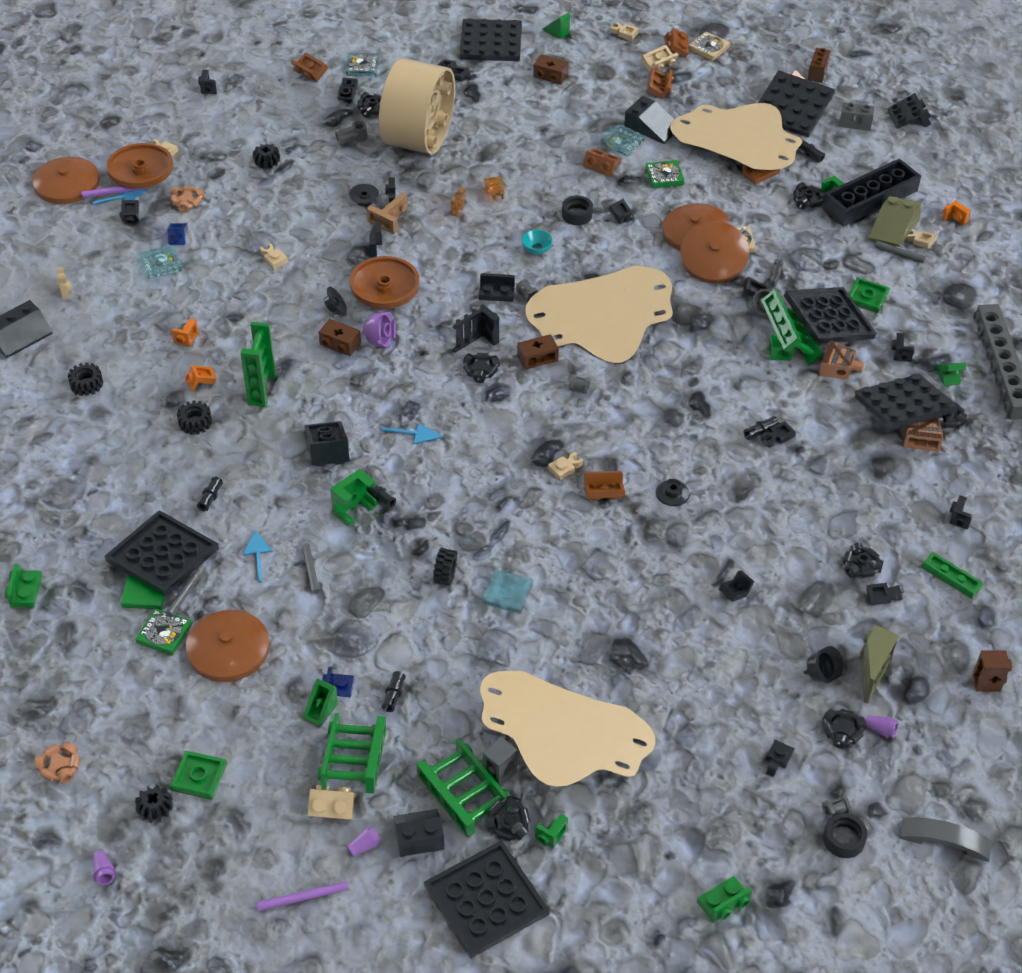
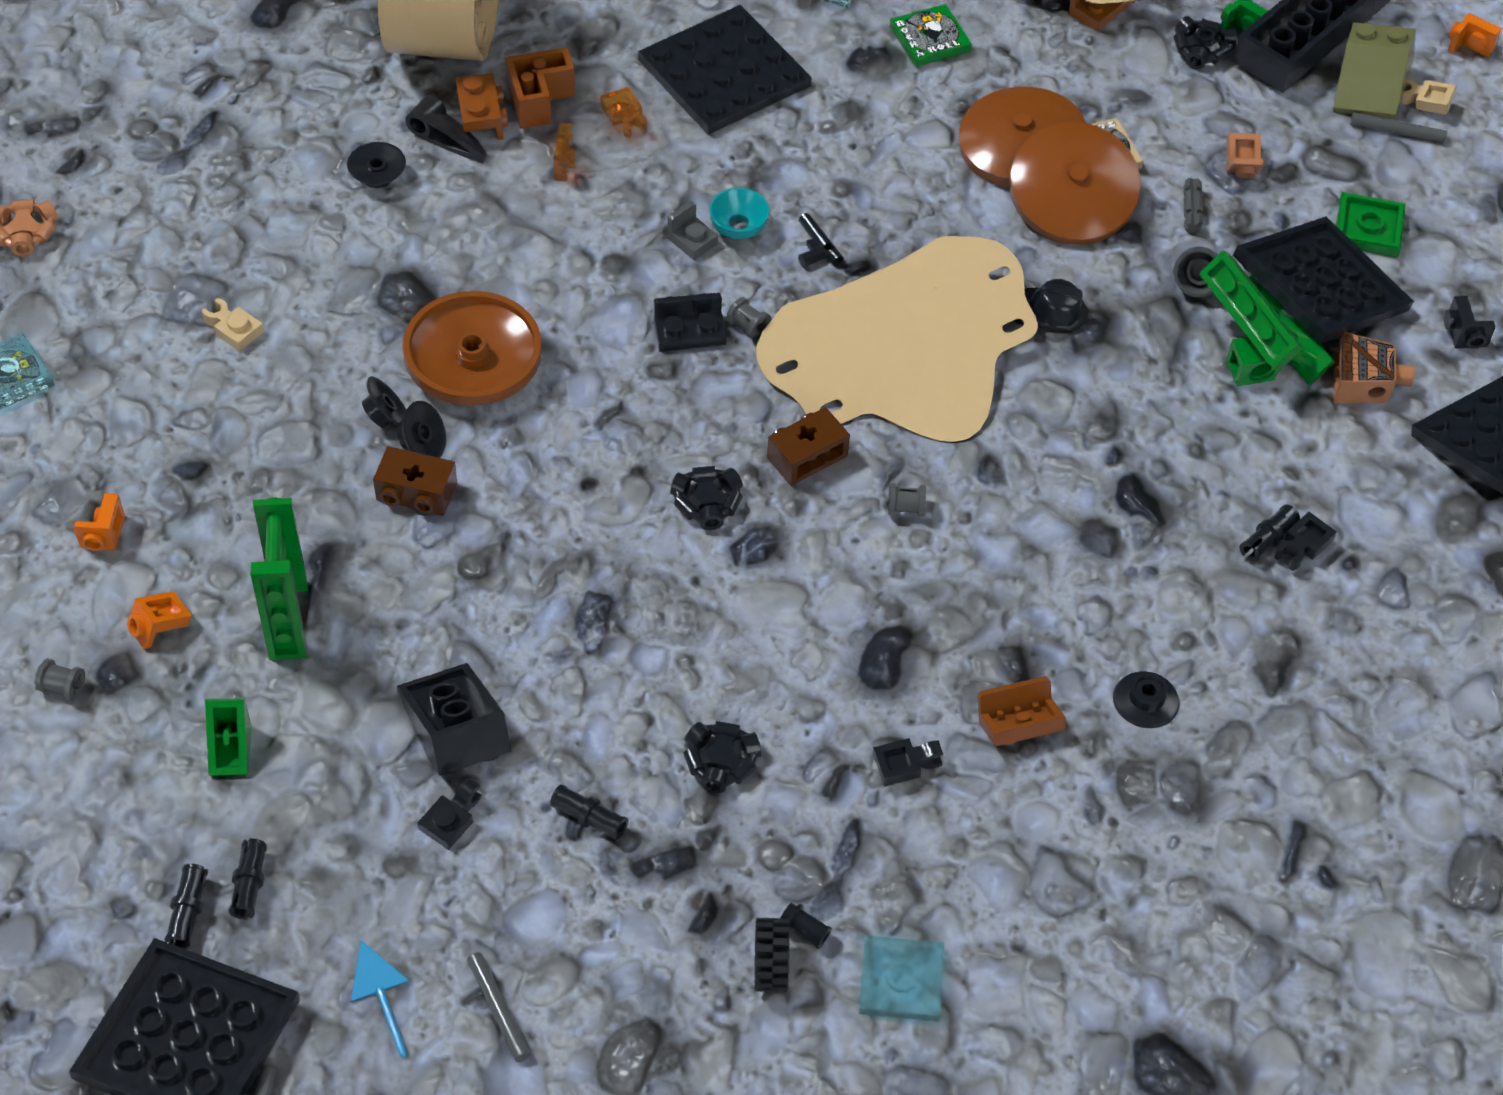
camera: 15 degrees left, 5 degrees up
(147, 395) = (59, 679): none -> dark grey bush
(176, 233) = (24, 306): clear blue bracket -> none
(178, 499) = (186, 905): none -> black pin
(194, 425) = (166, 693): black tyre -> none
(218, 431) = (227, 736): none -> green slope
(266, 156) = (160, 111): black gear -> none
(313, 485) = (450, 818): none -> black plate
(349, 314) = (422, 430): none -> black piece
(350, 493) = (533, 828): green panel -> none
(356, 132) = (326, 36): dark grey piece -> none
(375, 238) = (426, 256): black slope -> none
(380, 329) = (490, 451): medium lavender cylinder -> none
(388, 214) = (435, 207): medium nougat bracket -> none
(390, 188) = (426, 146): black plate -> none
(402, 183) = (434, 125): none -> black piece
(422, 434) = (634, 659): dark azure piece -> none
(423, 174) = (480, 103): none -> dark orange bracket
(449, 483) = (720, 755): none -> black piece
(454, 166) = (536, 80): none -> dark orange brick
(467, 559) = (806, 925): none -> black pin
(484, 324) = (690, 406): black plate -> none
(510, 247) = (689, 232): none -> dark grey bracket
(538, 497) = (902, 761): none -> black plate
(553, 175) = (724, 69): none -> black plate
(564, 467) = (929, 684): tan plate -> none
(574, 263) = (819, 245): none -> black hose
(577, 202) = (793, 152): black tyre -> none
(601, 161) = (807, 28): dark orange bracket -> none
(622, 211) = (878, 125): black bracket -> none
(687, 308) = (1057, 305): none -> black piece
(738, 587) = (1333, 881): black bracket -> none
(751, 286) = (1168, 244): black bracket -> none
(810, 252) = (1244, 154): none -> nougat bracket

